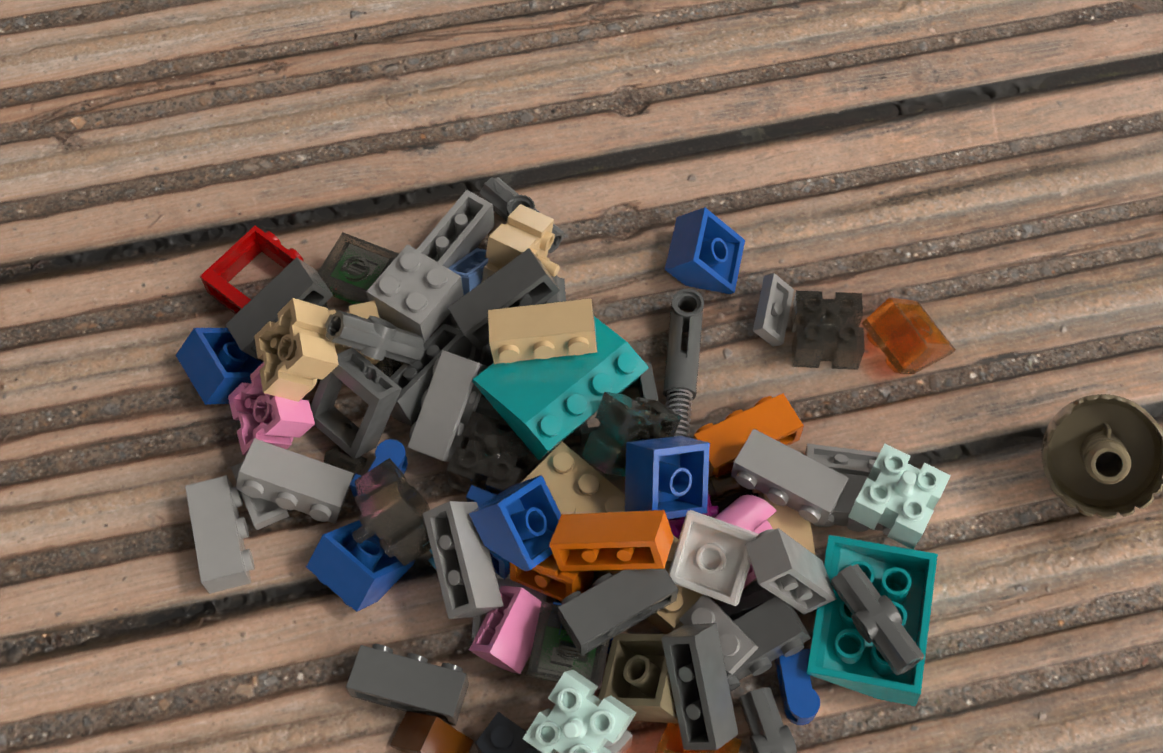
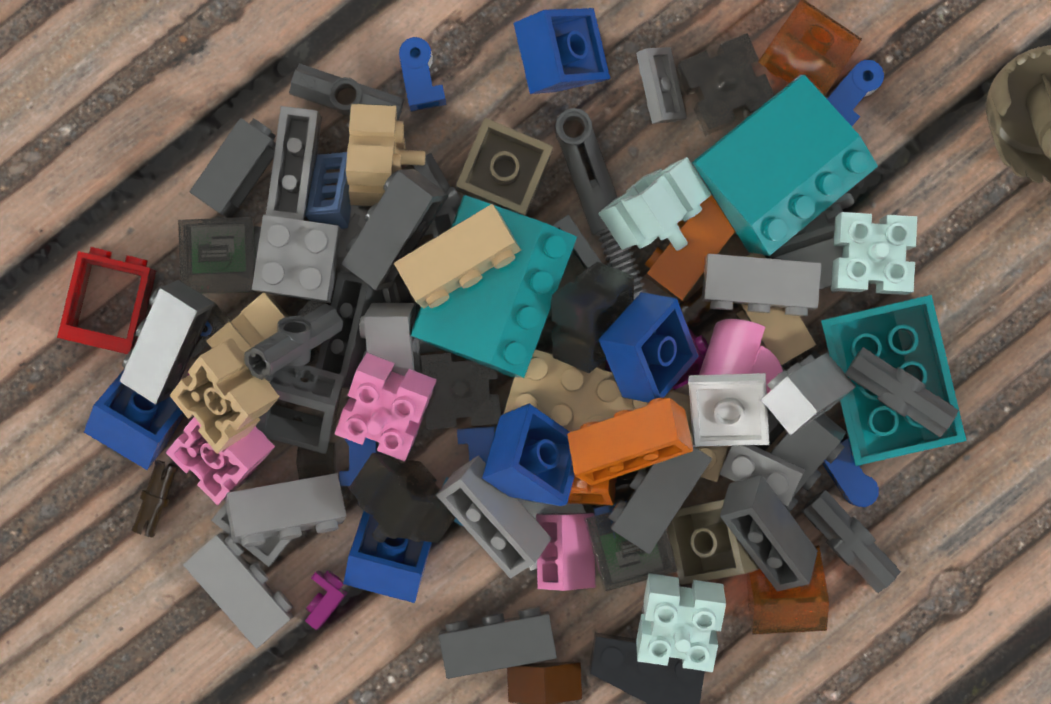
camera: 25 degrees left, 25 degrees up
(198, 432) = (154, 498): none -> dark brown pin
(283, 579) = (323, 606): none -> magenta bracket
(402, 207) = (236, 167): none -> dark grey window
(421, 429) = (385, 406): none -> bright pink brick
(585, 219) = (415, 63): none -> blue leg
(623, 304) = (504, 167): none -> dark tan brick
(726, 381) = (656, 206): none -> light aqua brick
(849, 398) = (784, 166): none -> teal slope
(929, 380) = (859, 83): none -> blue leg

